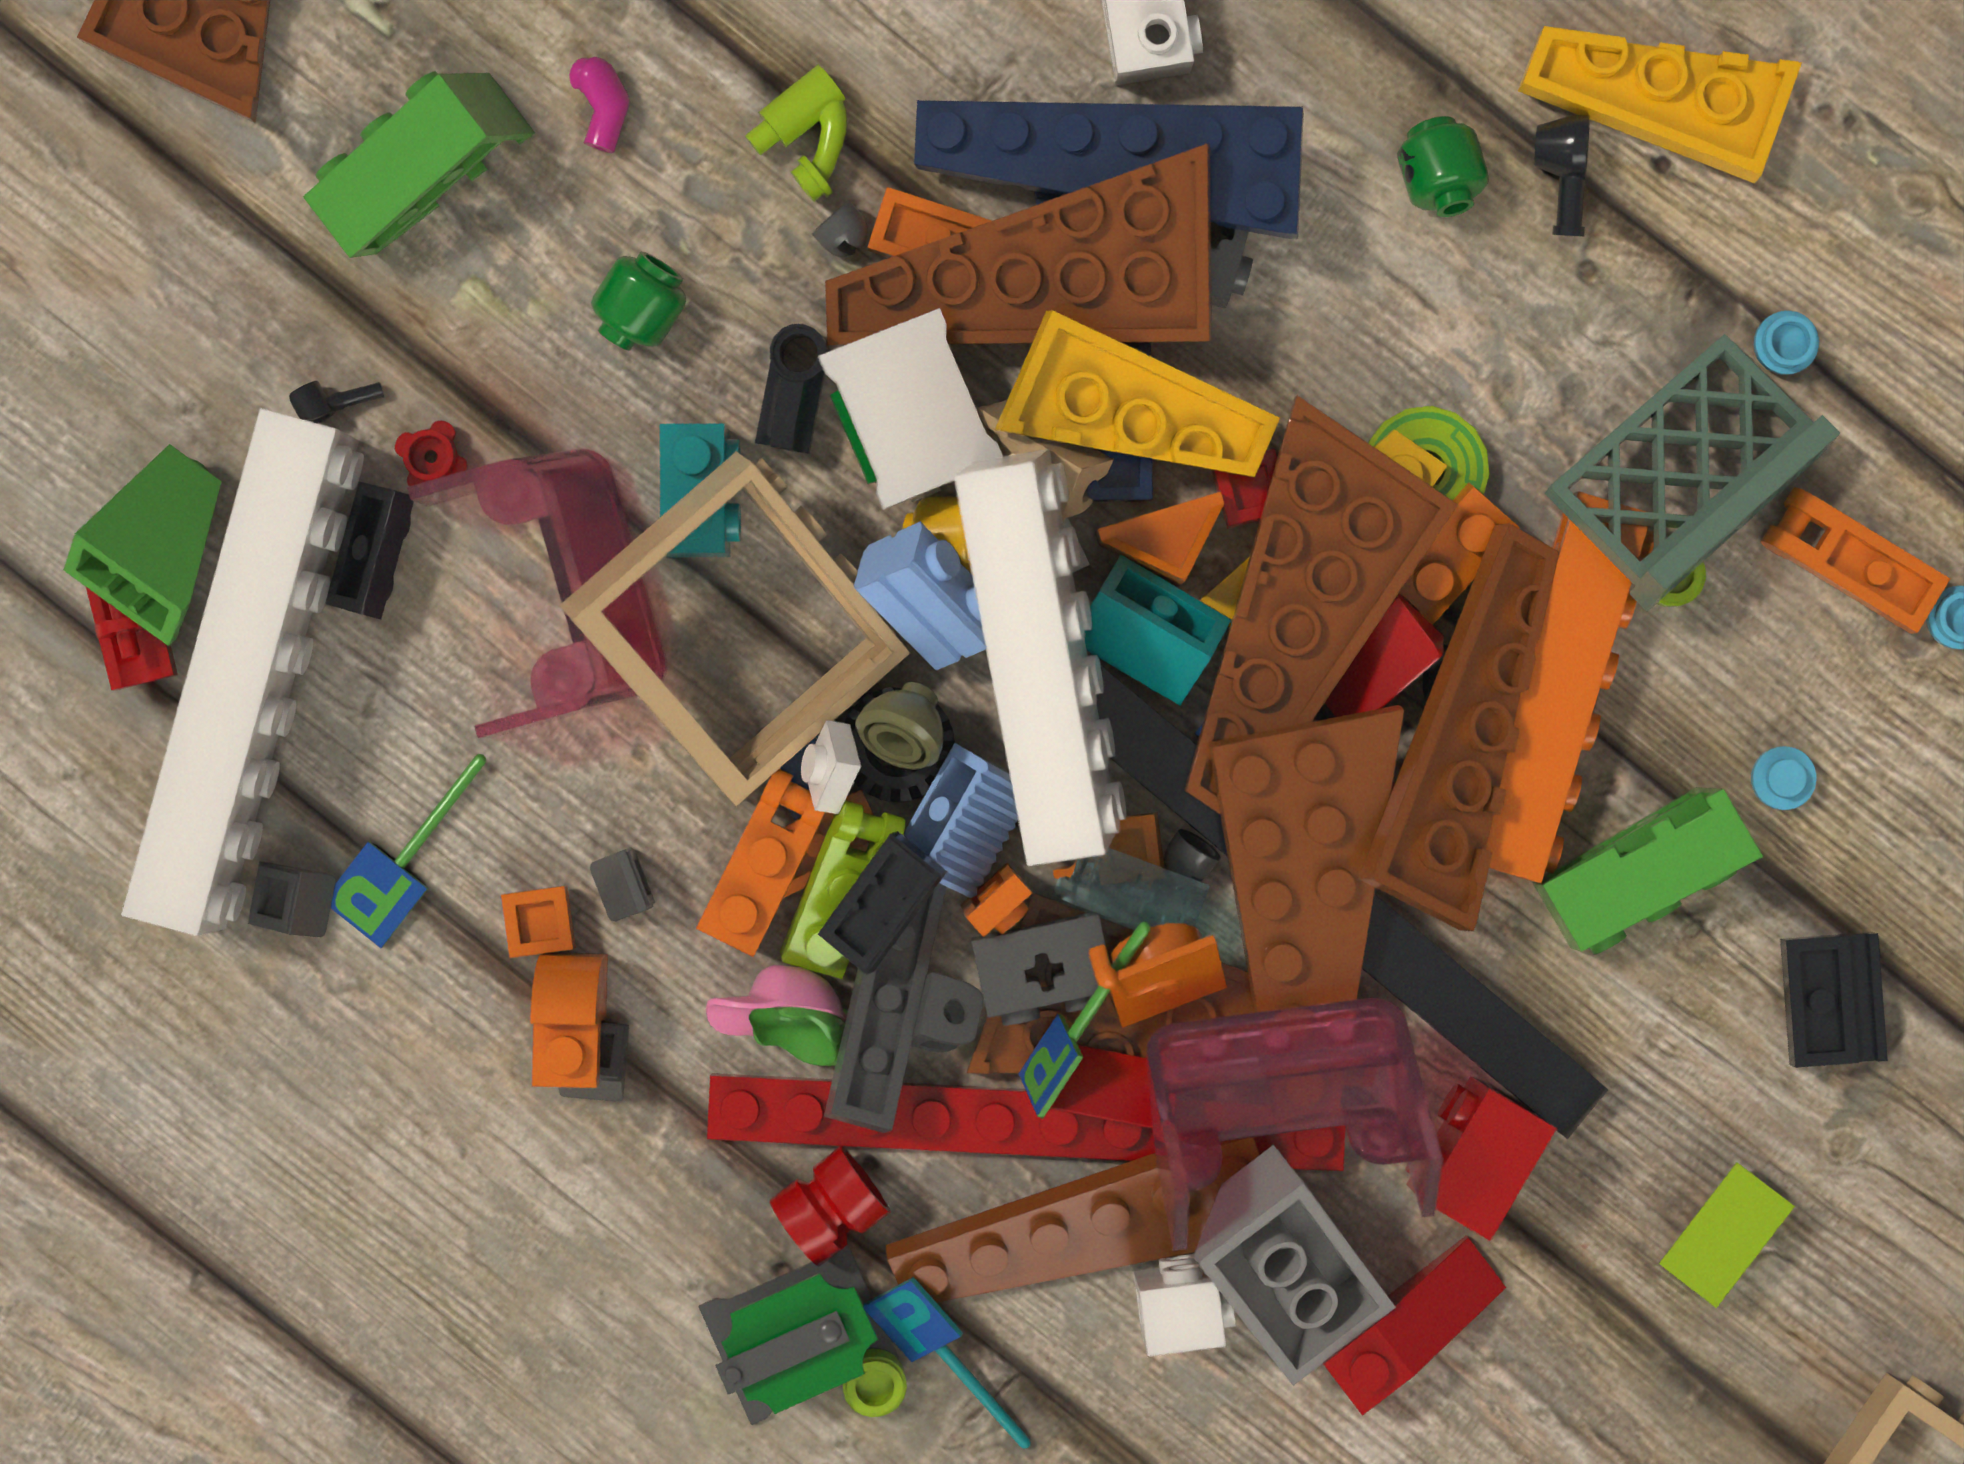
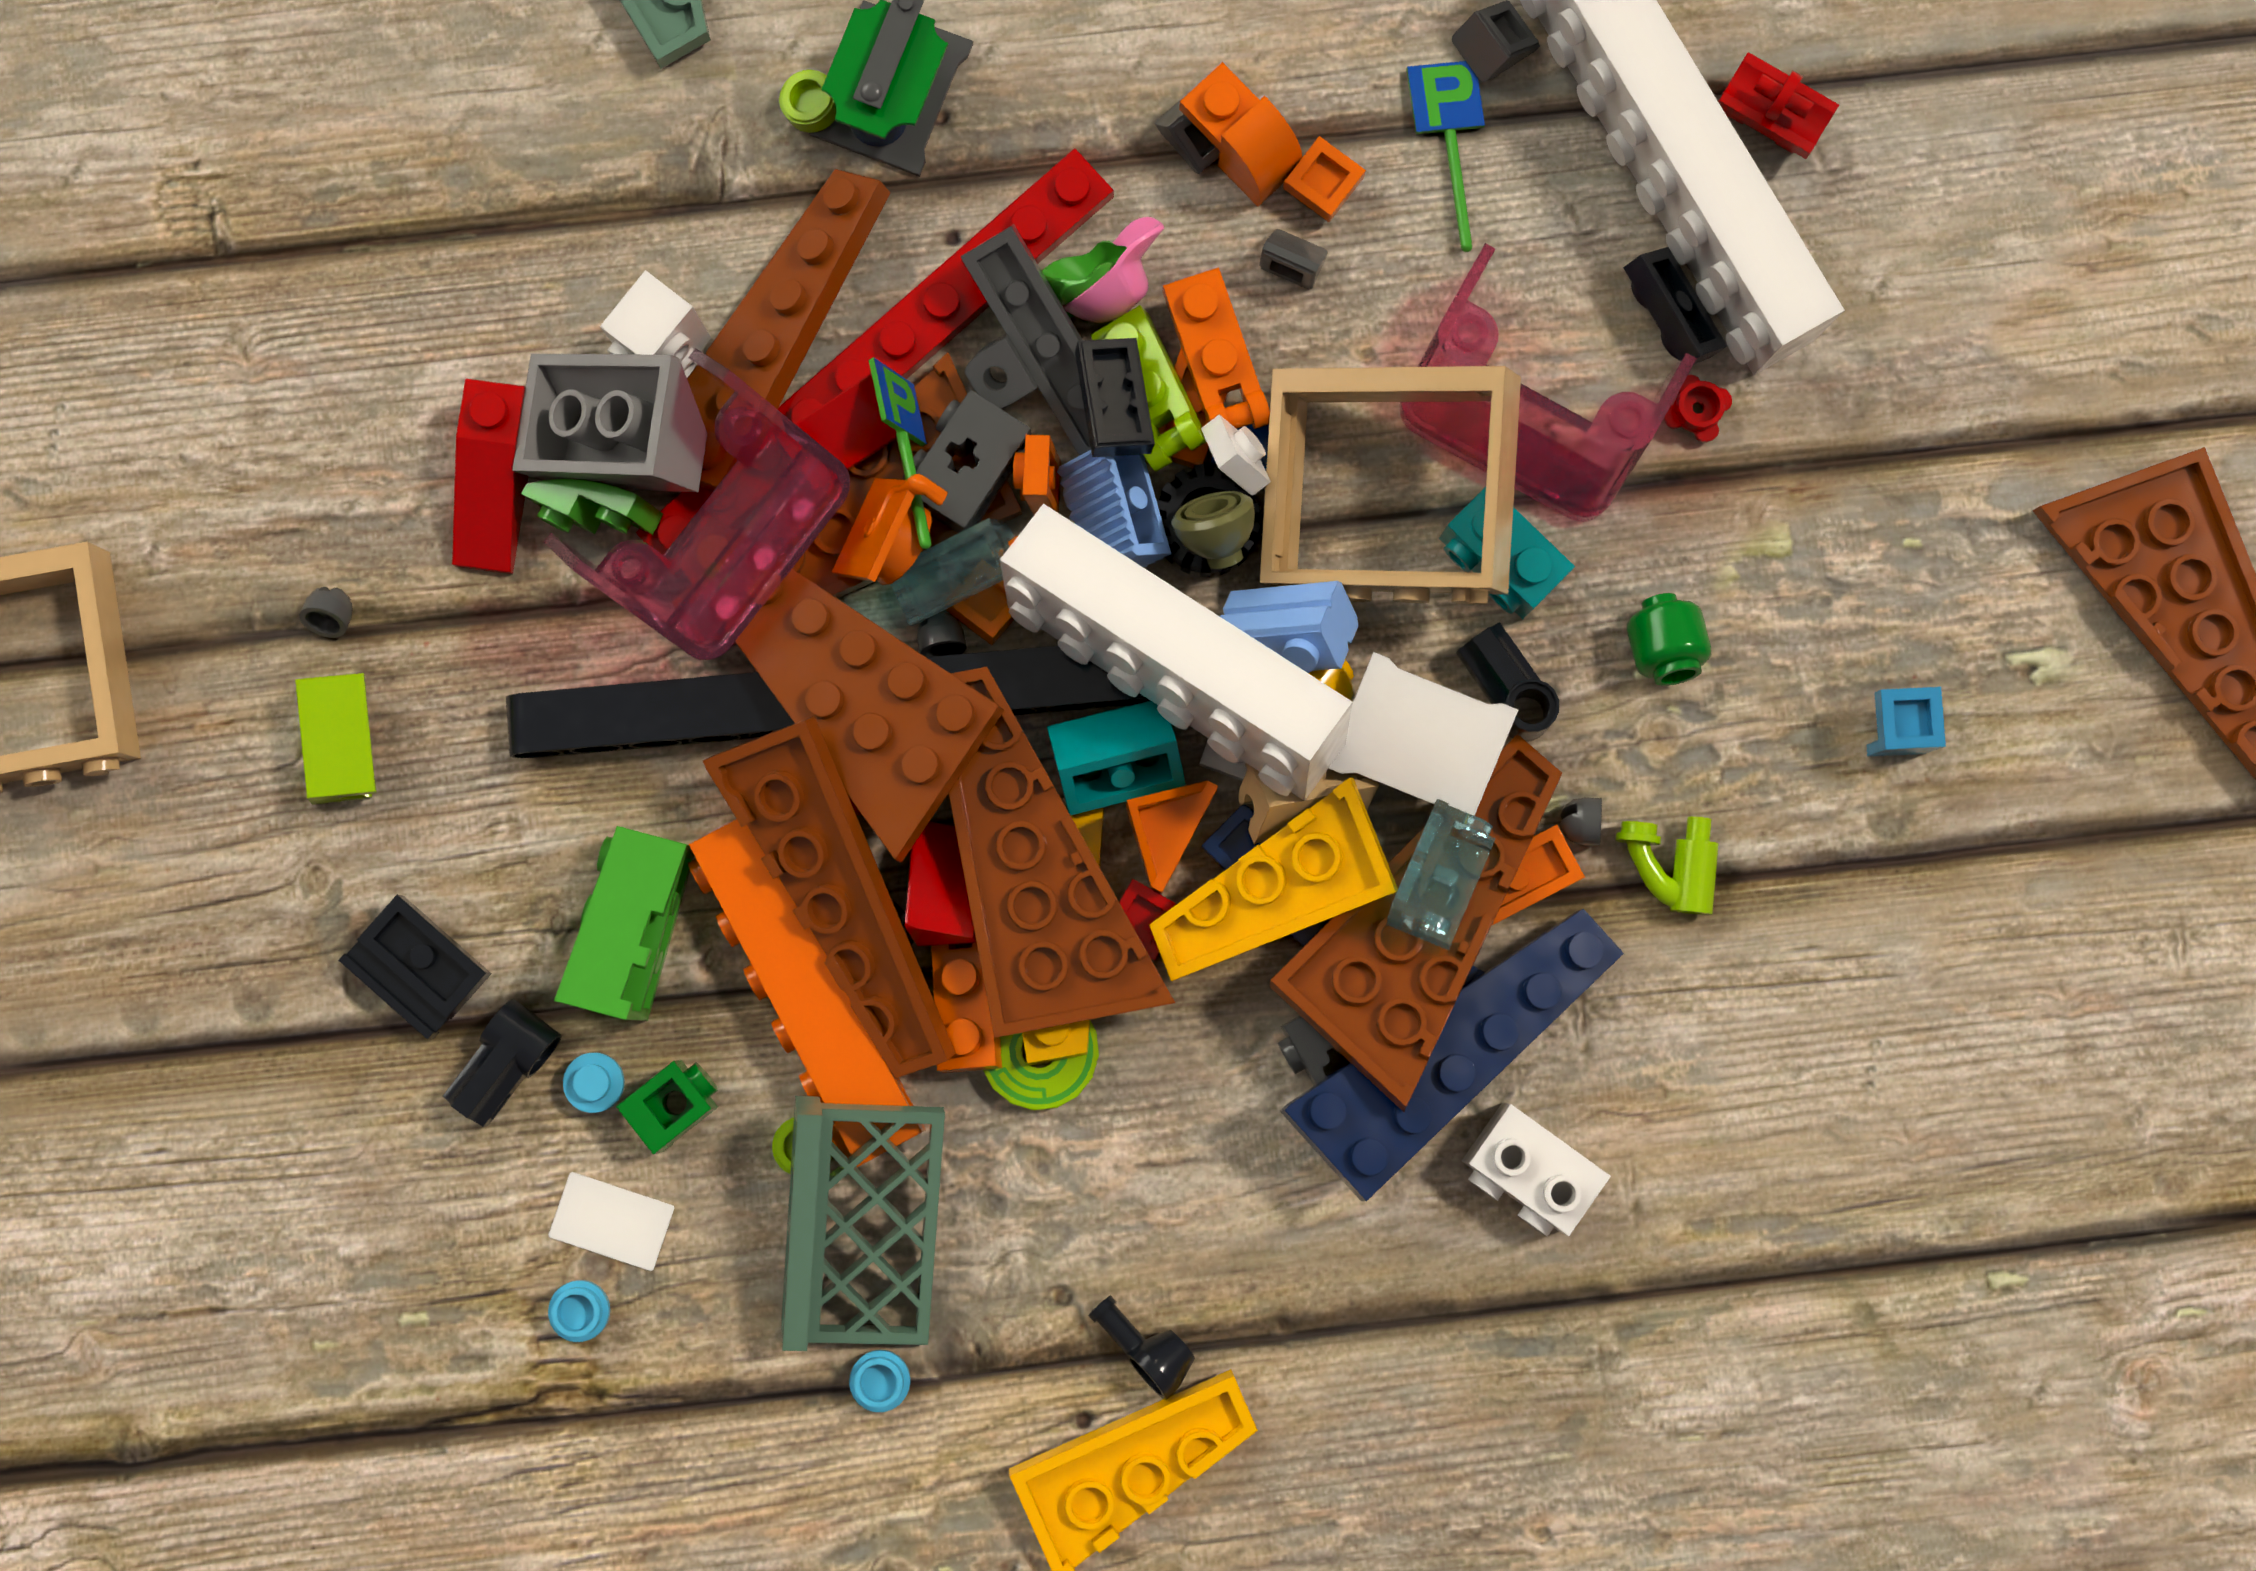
camera: 135 degrees right, 5 degrees down
(149, 543) = (1823, 164): bright green slope -> none
(314, 405) = (1805, 365): black hand -> none
(413, 159) = (1909, 584): bright green wedge -> none
(523, 57) = (1908, 722): none -> dark azure panel
(606, 96) = (1827, 754): dark pink arm -> none
(829, 1206) = (952, 171): red wheel -> none
(920, 1327) = (810, 163): piece -> none
(1002, 289) = (1441, 875): none -> clear light blue hinge
(1363, 1226) = (589, 504): none -> bright green slope
(1442, 166) = (1230, 1264): green head -> none
(1486, 1155) = (552, 624): red brick -> none
(1637, 1343) = (327, 612): none -> dark grey hinge
(1766, 702) = (648, 1110): none -> green brick
(1823, 862) = (511, 1049): none -> black piece
(1857, 561) = (685, 1278): orange plate -> none
(1869, 664) = (611, 1221): none -> white sticker

